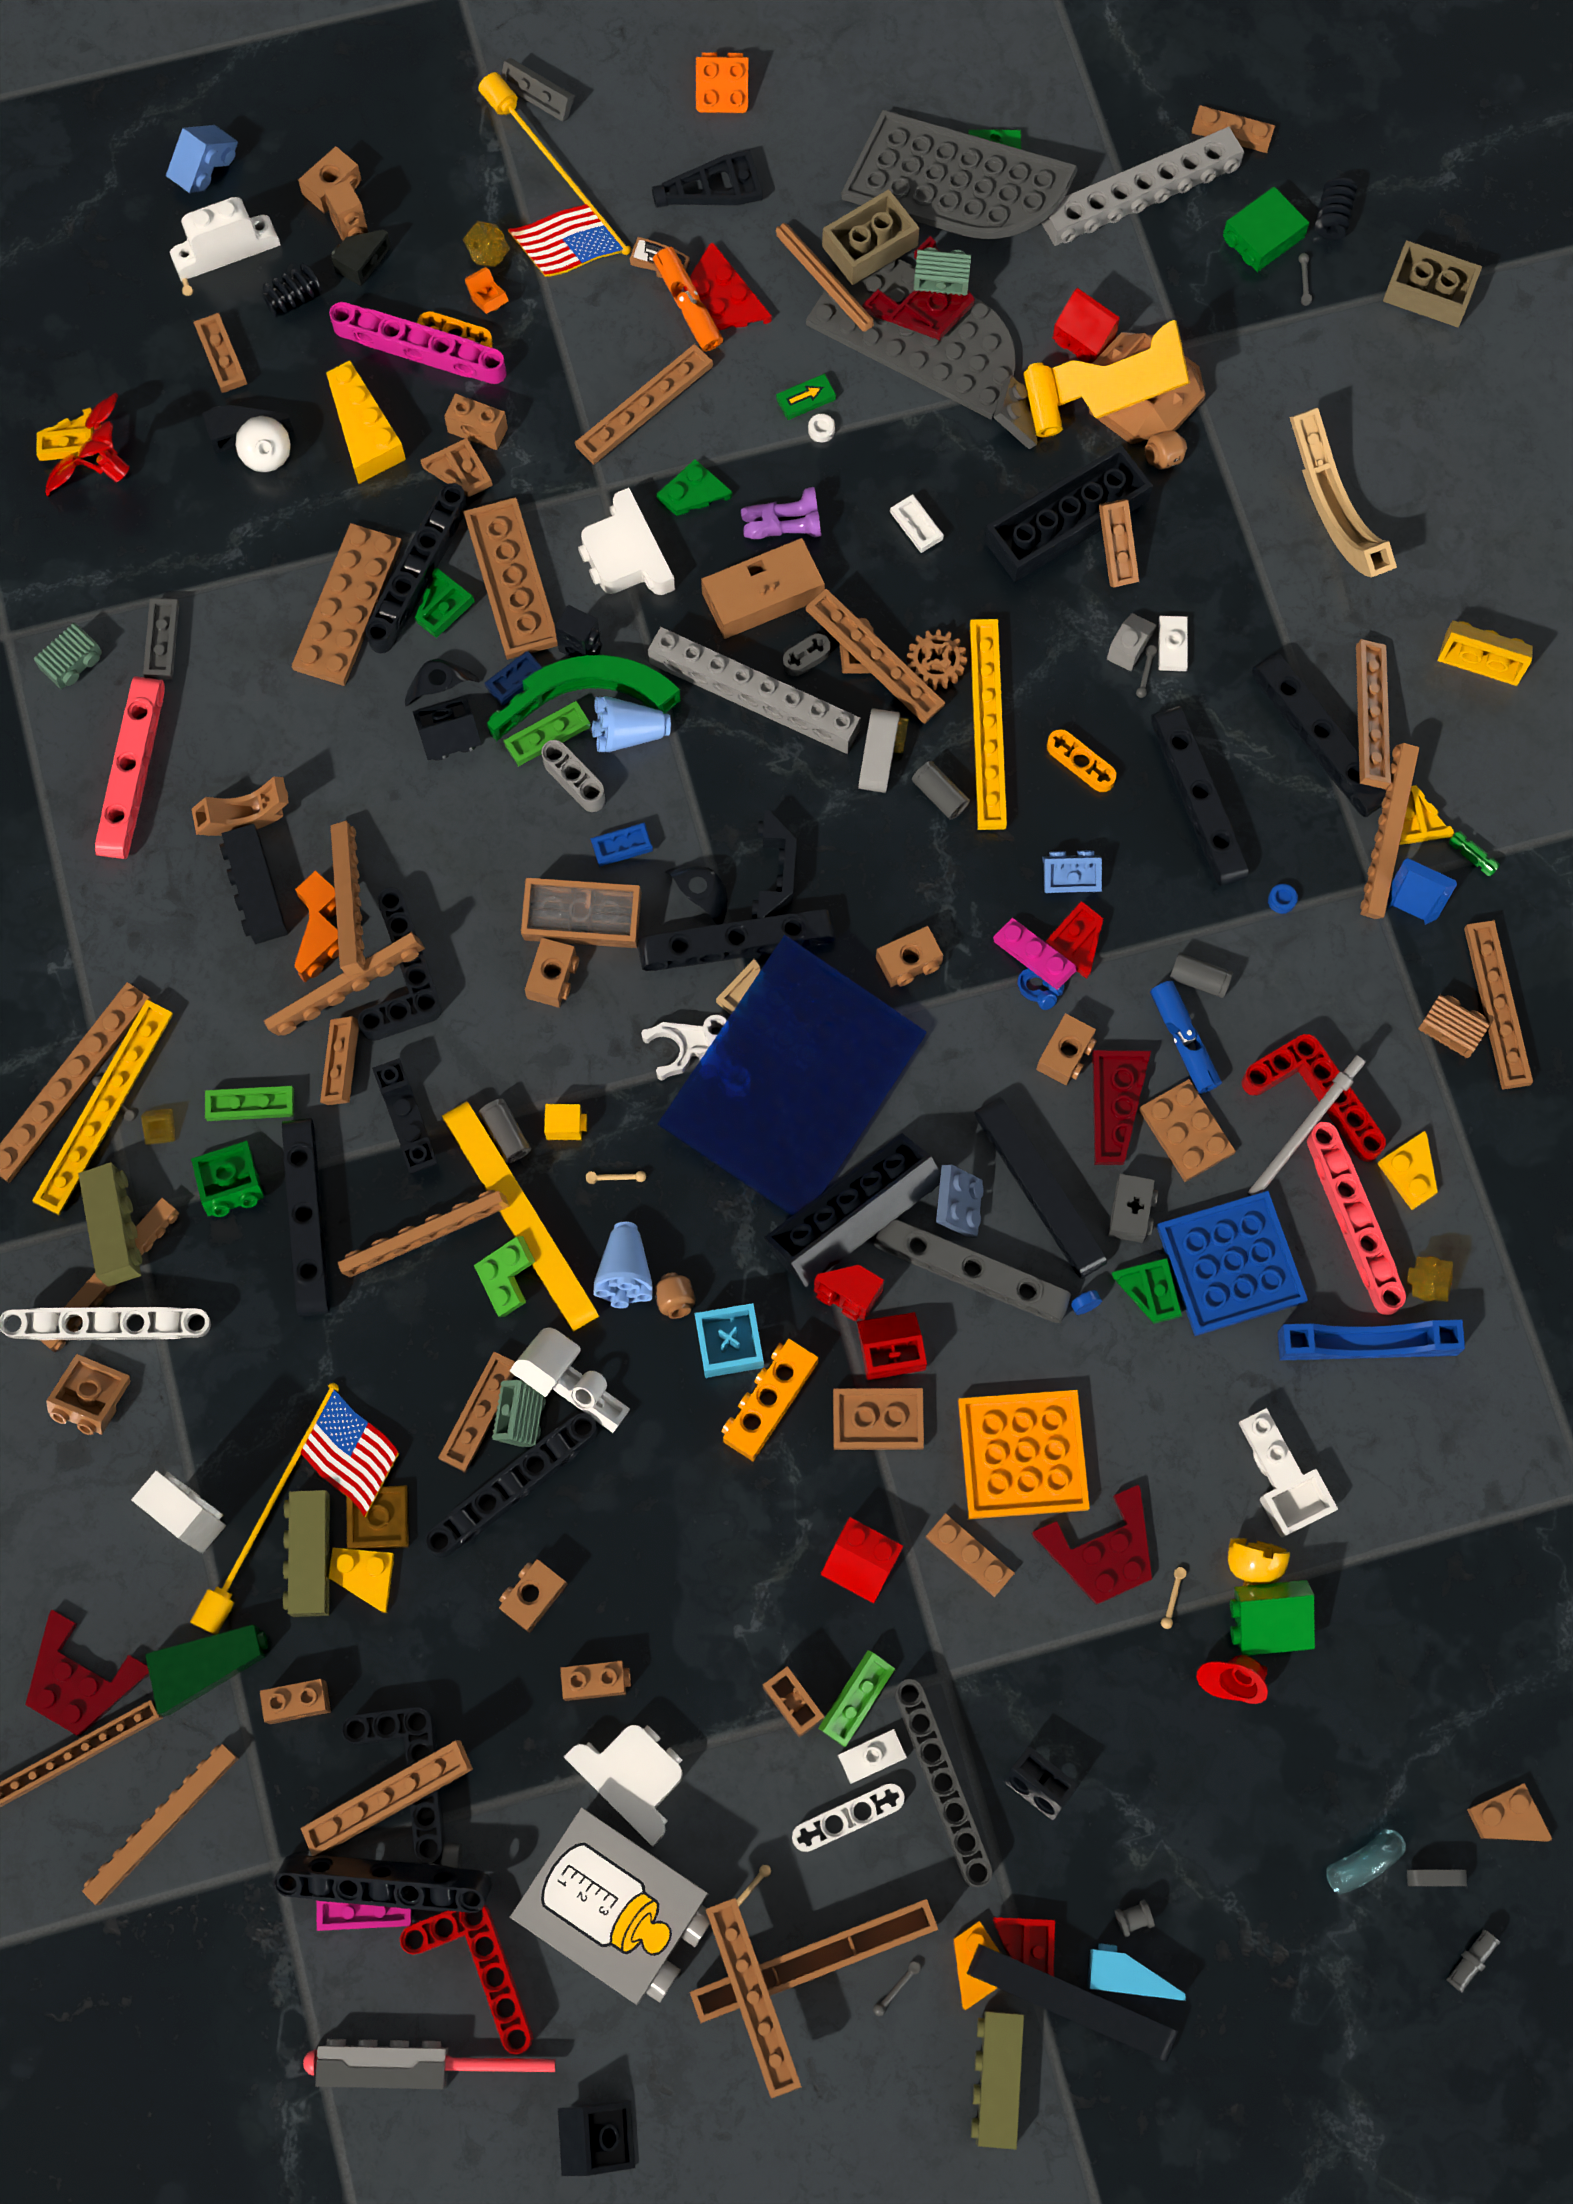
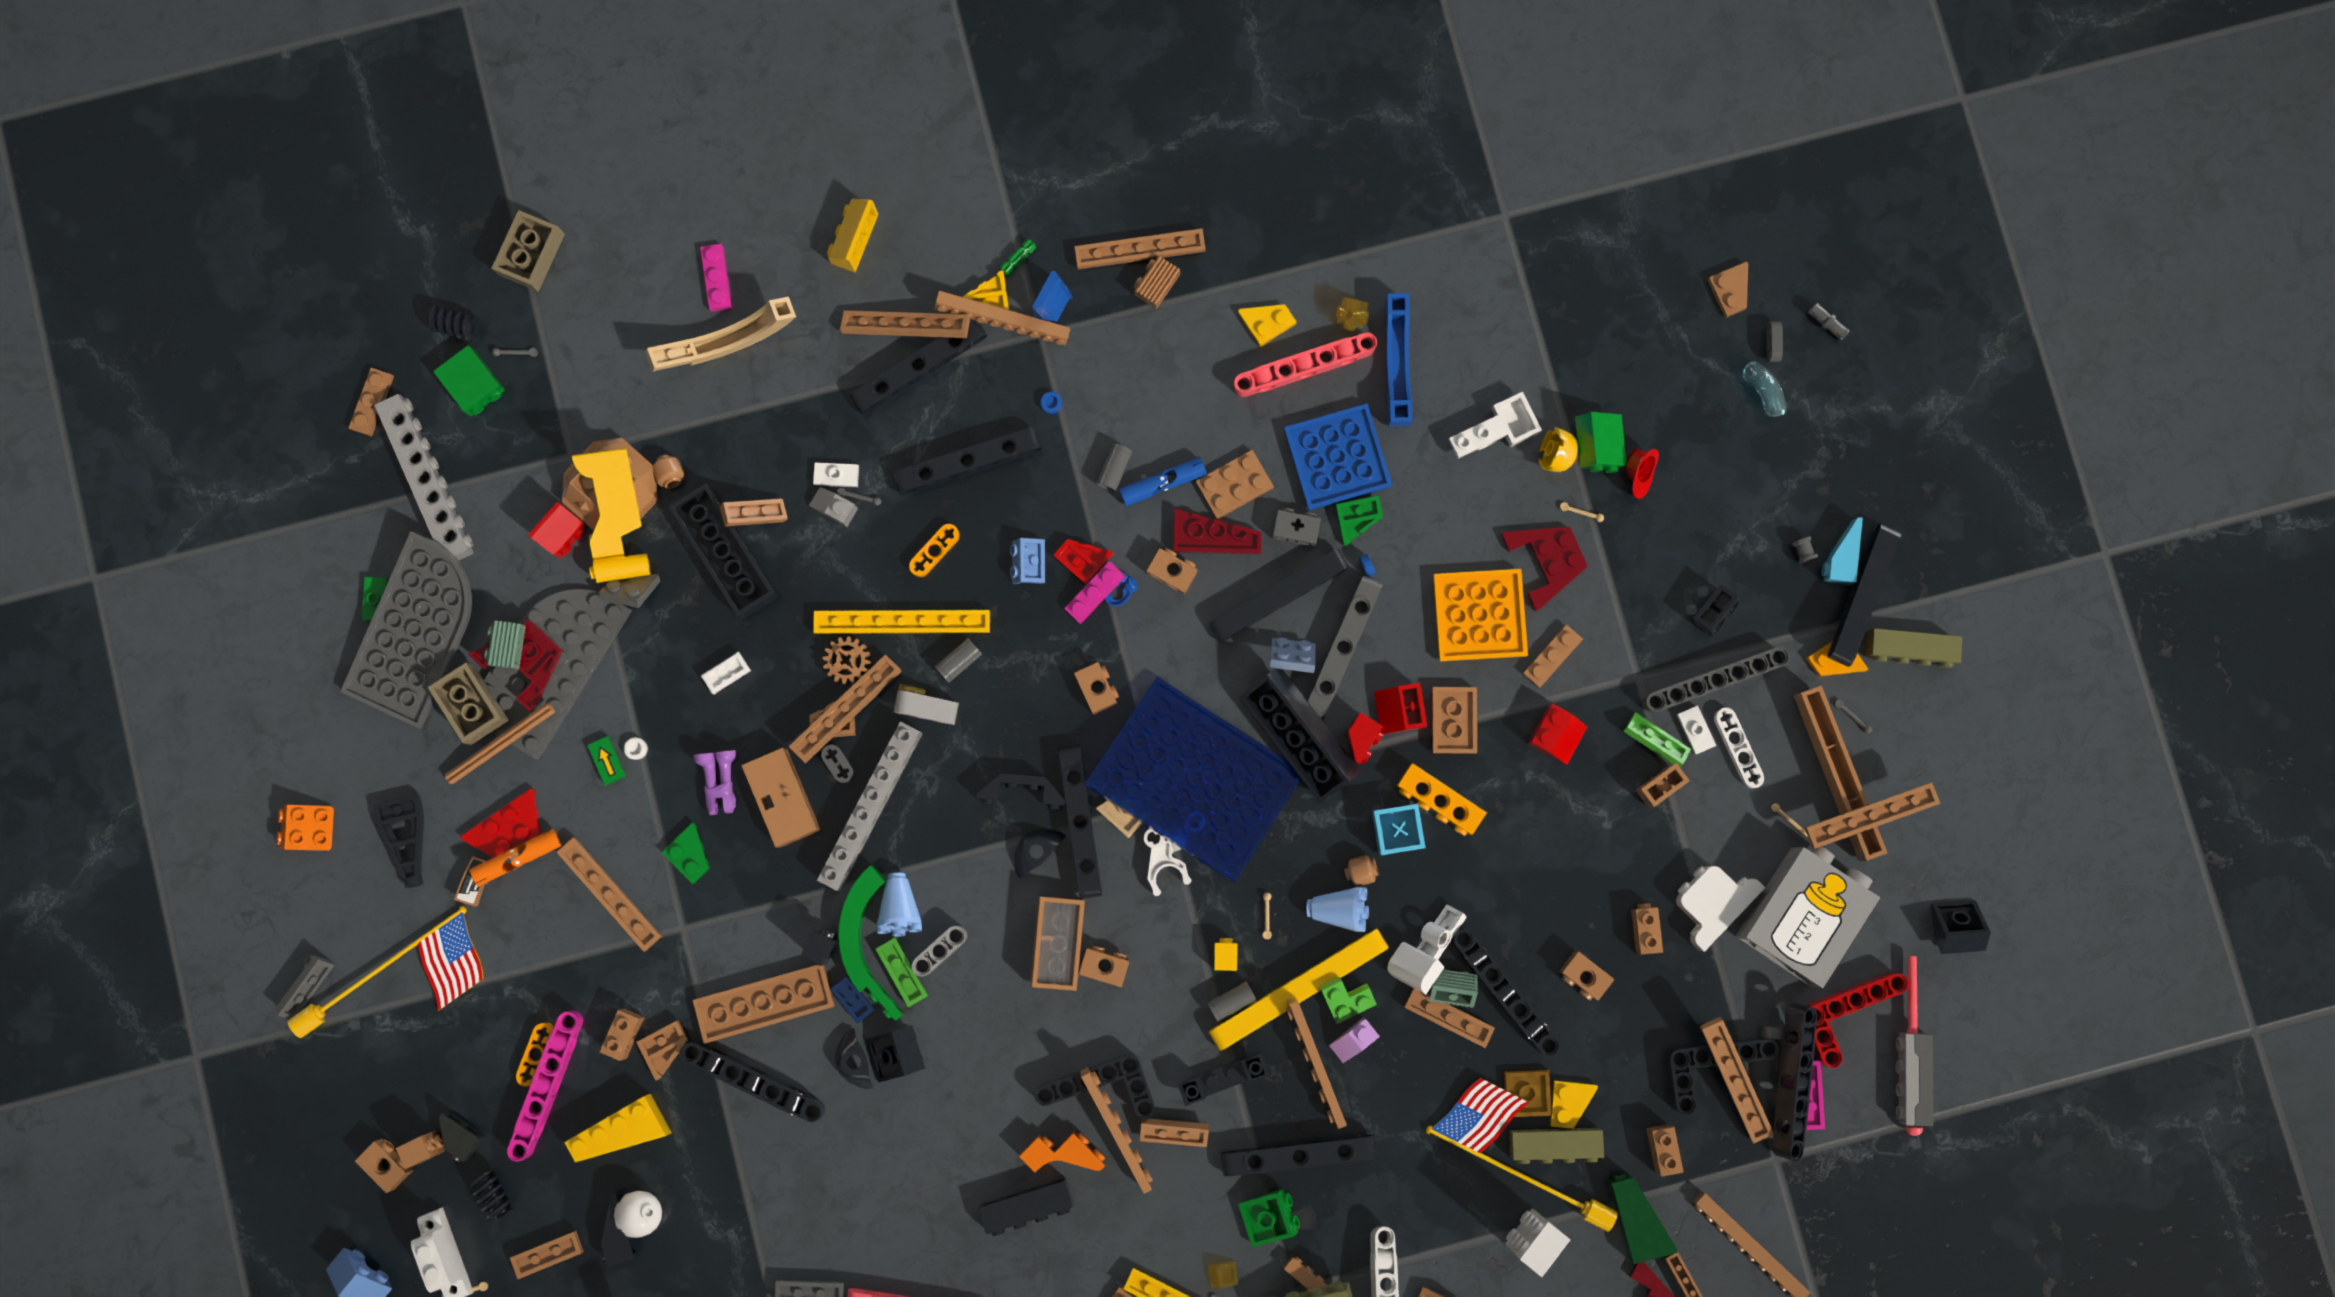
camera: 90 degrees left, 10 degrees up
(249, 1103) = (1207, 1203): bright green plate -> none
(260, 808) = (965, 1219): medium nougat arch -> none
(347, 604) = (781, 1138): medium nougat plate -> none
(347, 898) = (1044, 1130): medium nougat piece -> none
(442, 604) = (785, 1059): green wing -> none
(453, 1288) = (1354, 1040): none -> lavender slope
(485, 291) = (499, 1028): orange bracket -> none
(486, 244) = (455, 1028): clear yellow brick -> none
(621, 844) = (997, 911): blue plate -> none
(625, 550) = (742, 910): white brick -> none
(1028, 1941) = (1821, 623): red wing -> none
(1305, 1066) = (1206, 381): red beam -> none
(1341, 1082) = (1205, 366): light grey bar -> none
(1417, 498) = (716, 277): none -> dark pink plate

